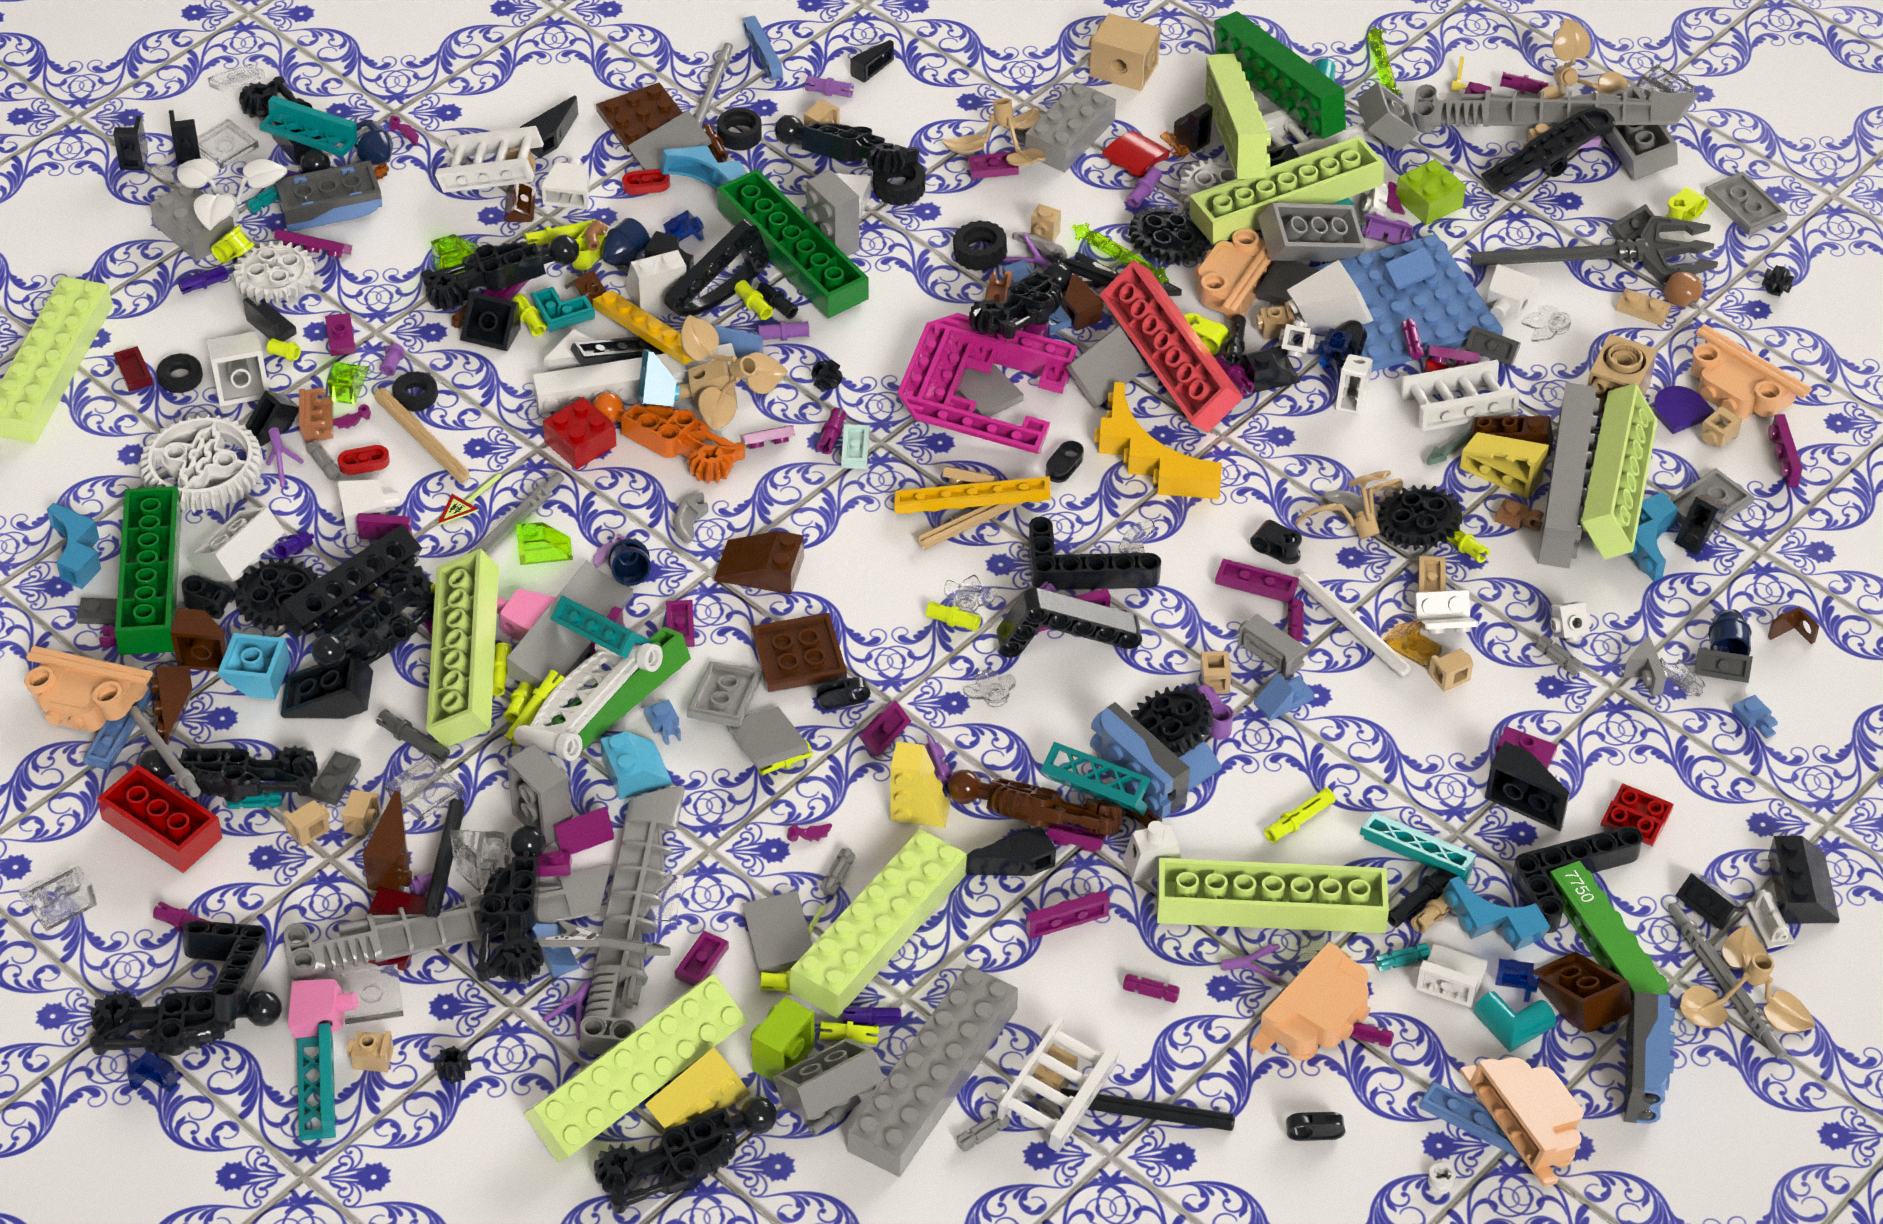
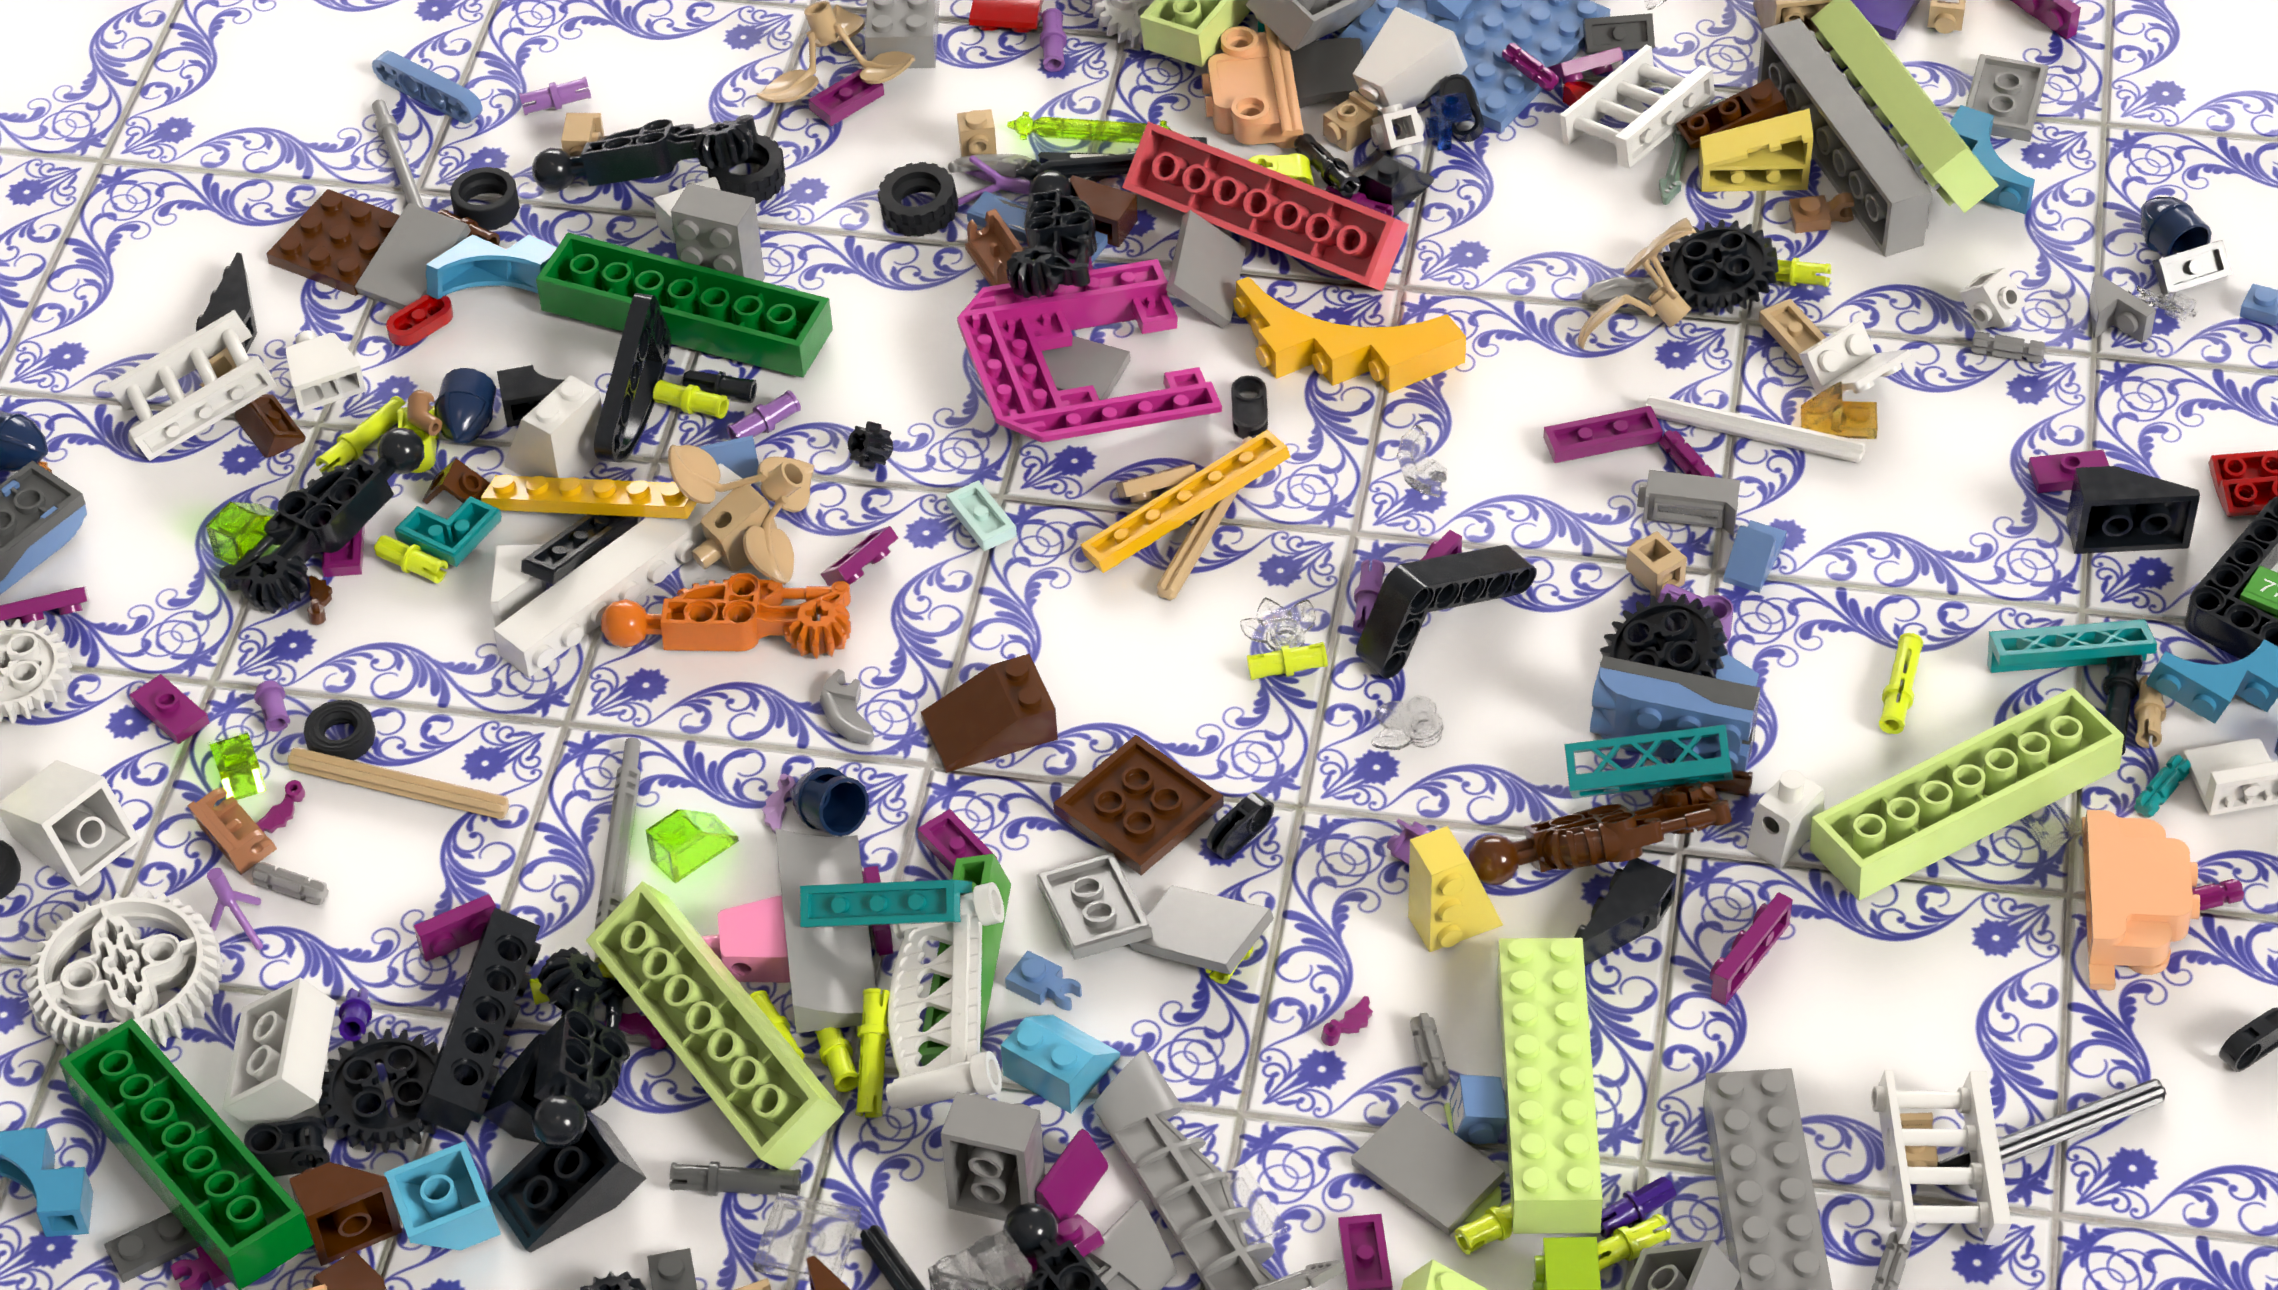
camera: 30 degrees left, 0 degrees up
(268, 321) = (54, 741): black panel -> none
(271, 412) = (173, 861): black slope -> none
(290, 351) = (111, 765): neon yellow pin -> none
(363, 460) = (345, 857): red plate -> none
(364, 498) = (395, 905): white torso -> none
(407, 131) = (33, 405): magenta piece -> none
(459, 508) = (529, 854): piece -> none
(491, 321) = (370, 591): black slope -> none
(579, 433) = (615, 674): red brick -> none
(656, 382) = (674, 554): slope -> none
(684, 226) = (520, 350): clear blue bracket -> none
(827, 912) = (1478, 1108): none -> medium blue brick
(831, 430) = (932, 511): magenta pin -> none
(871, 61) = (582, 42): black slope -> none
(884, 728) = (1330, 841): magenta plate -> none
(1072, 834) = (1681, 846): magenta plate -> none
(1086, 570) = (1389, 527): black beam -> none
(1151, 988) = (1922, 982): magenta axle -> none
(1166, 235) = (1133, 82): black gear -> none
(1244, 962) = (2000, 888): medium lavender plant -> none
(1276, 540) = (1582, 376): black piece -> none
(1354, 374) = (1512, 137): white torso -> none
(1451, 669) = (1911, 423): tan brick -> none
(1701, 522) = (2029, 121): black arch -> none
(1791, 620) = (2219, 182): reddish brown bracket -> none

